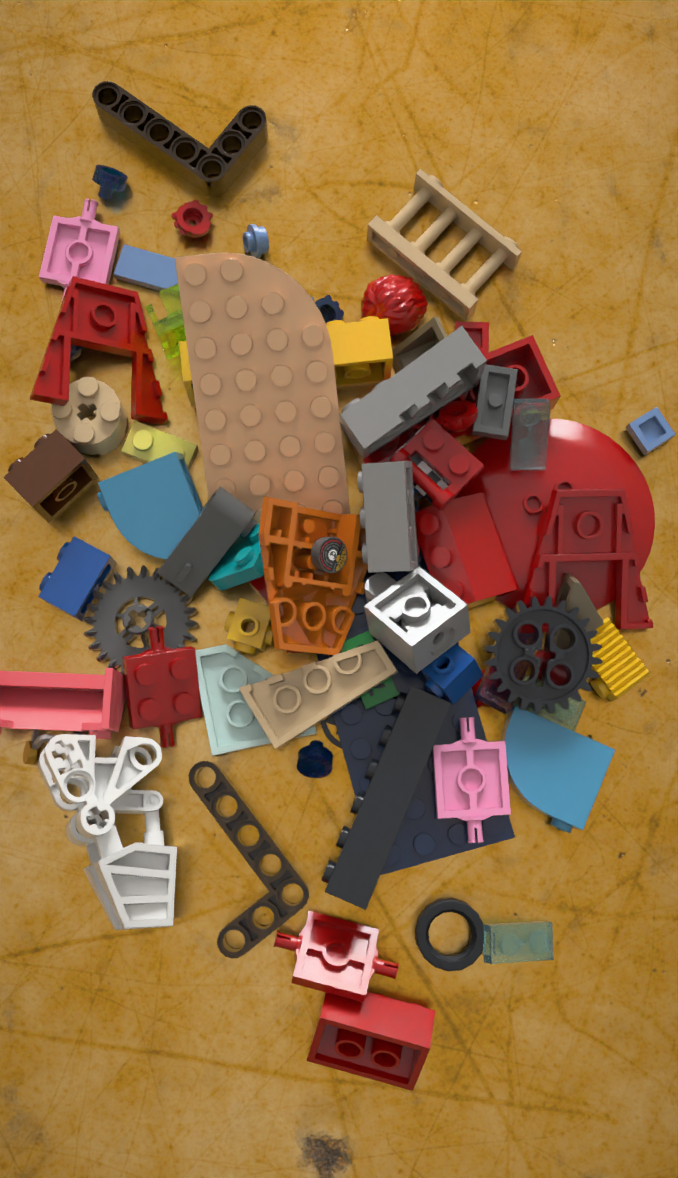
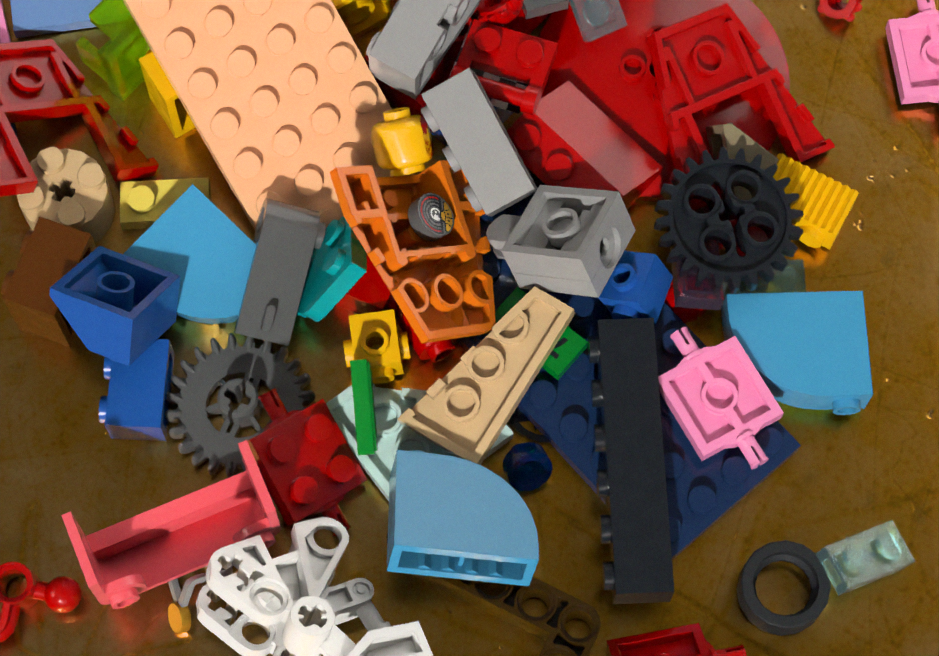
camera: 25 degrees left, 10 degrees down
(80, 516) = (117, 303): none -> blue slope
(217, 670) = (364, 407): none -> green tile
(241, 784) = (457, 522): none -> dark azure brick
(336, 488) = (402, 142): none -> yellow head

